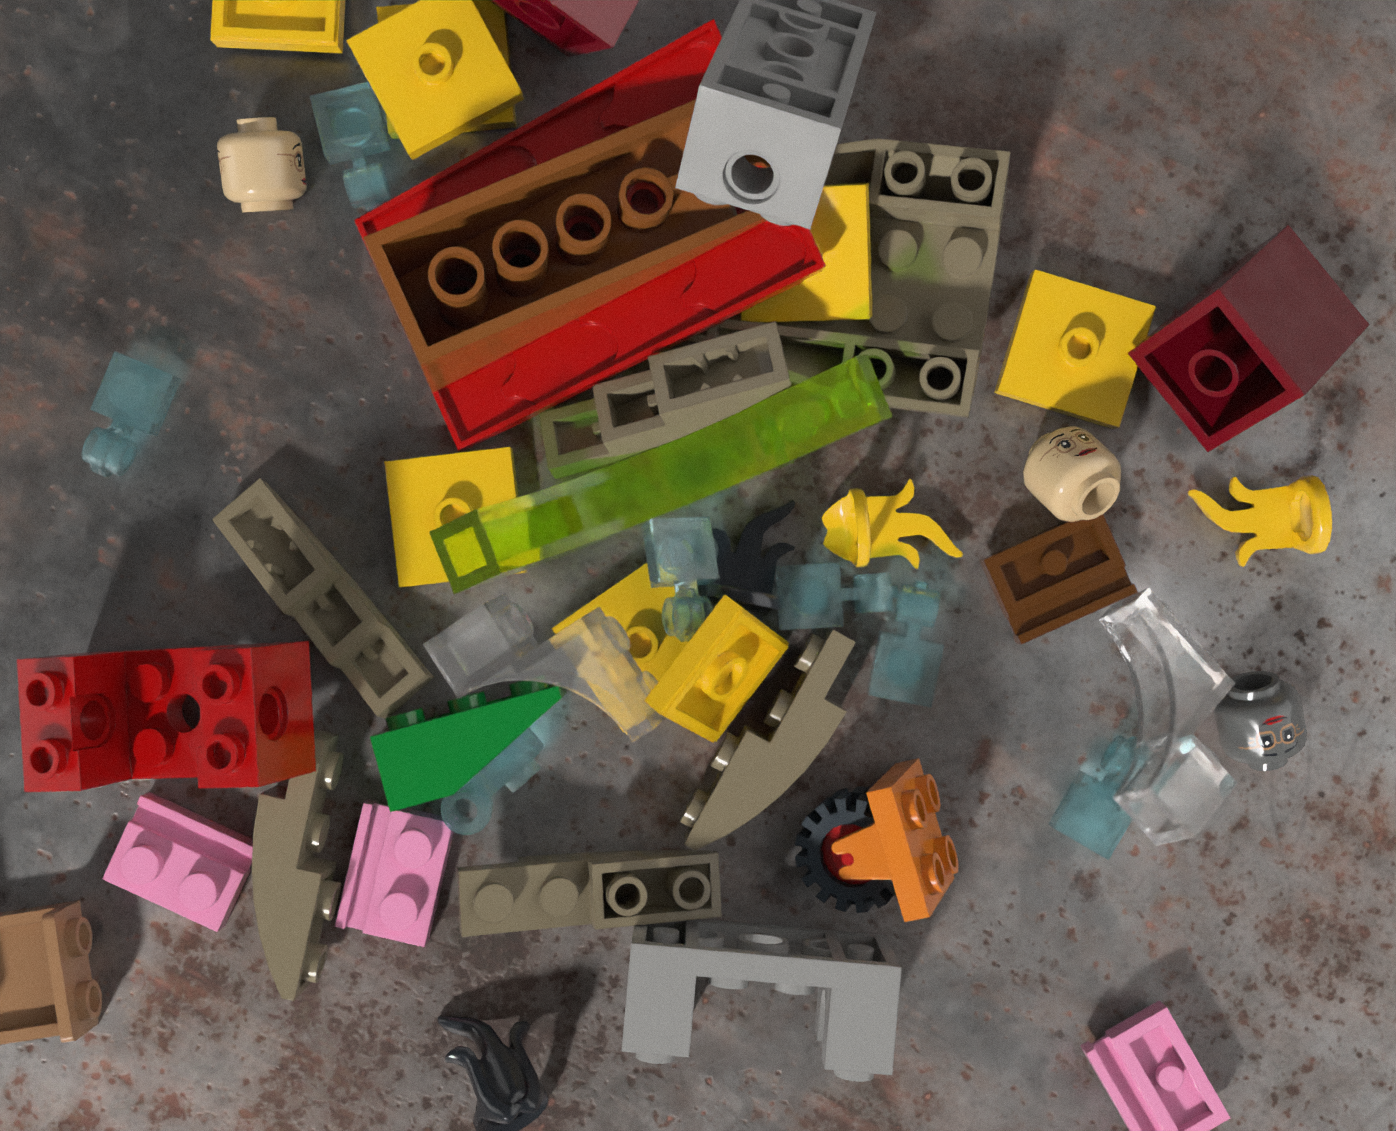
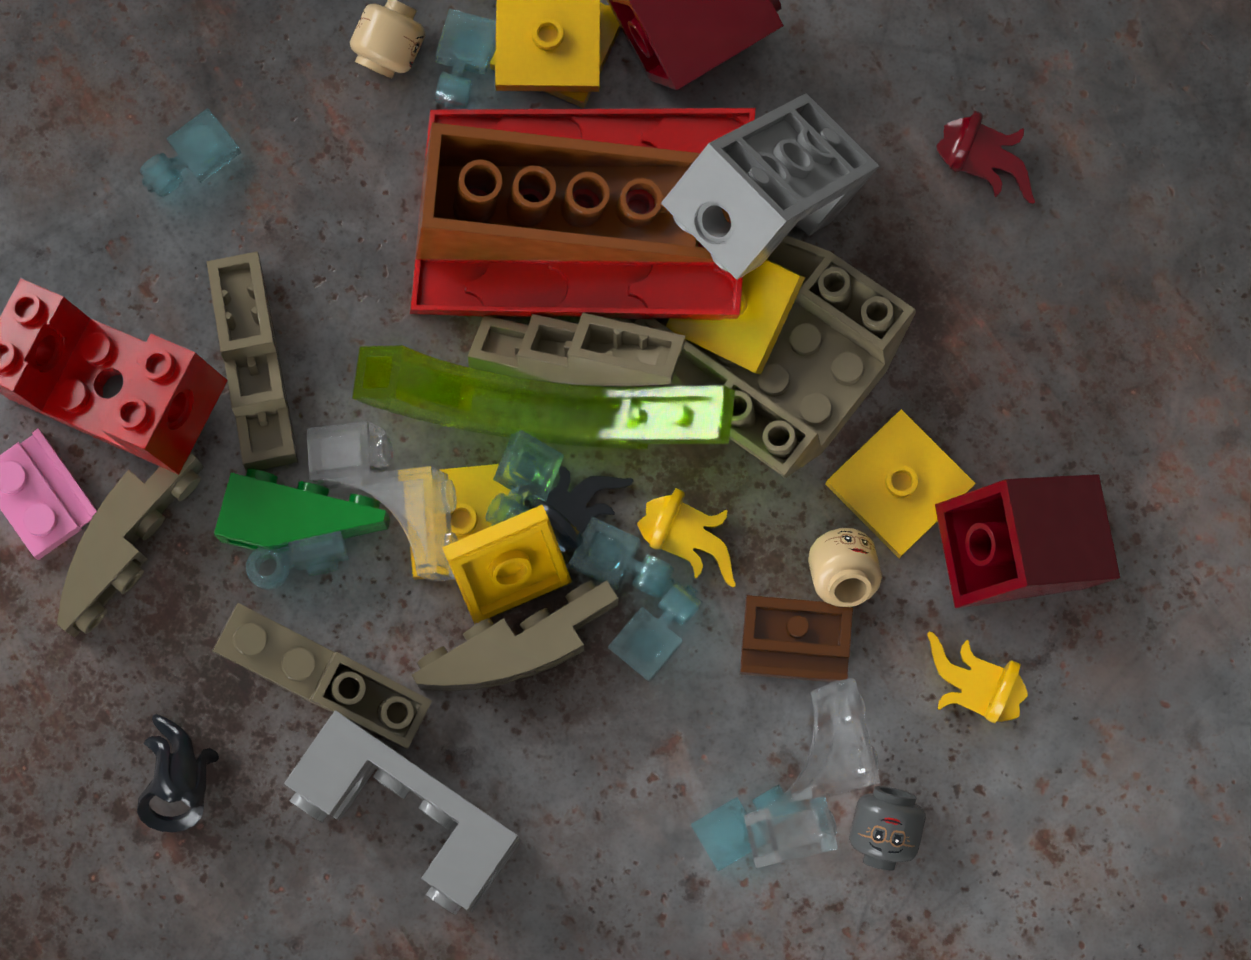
camera: 25 degrees right, 10 degrees down
(395, 873) = (187, 589): bright pink plate -> none
(435, 492) = (373, 323): yellow plate -> none
(880, 845) = (555, 757): orange plate -> none

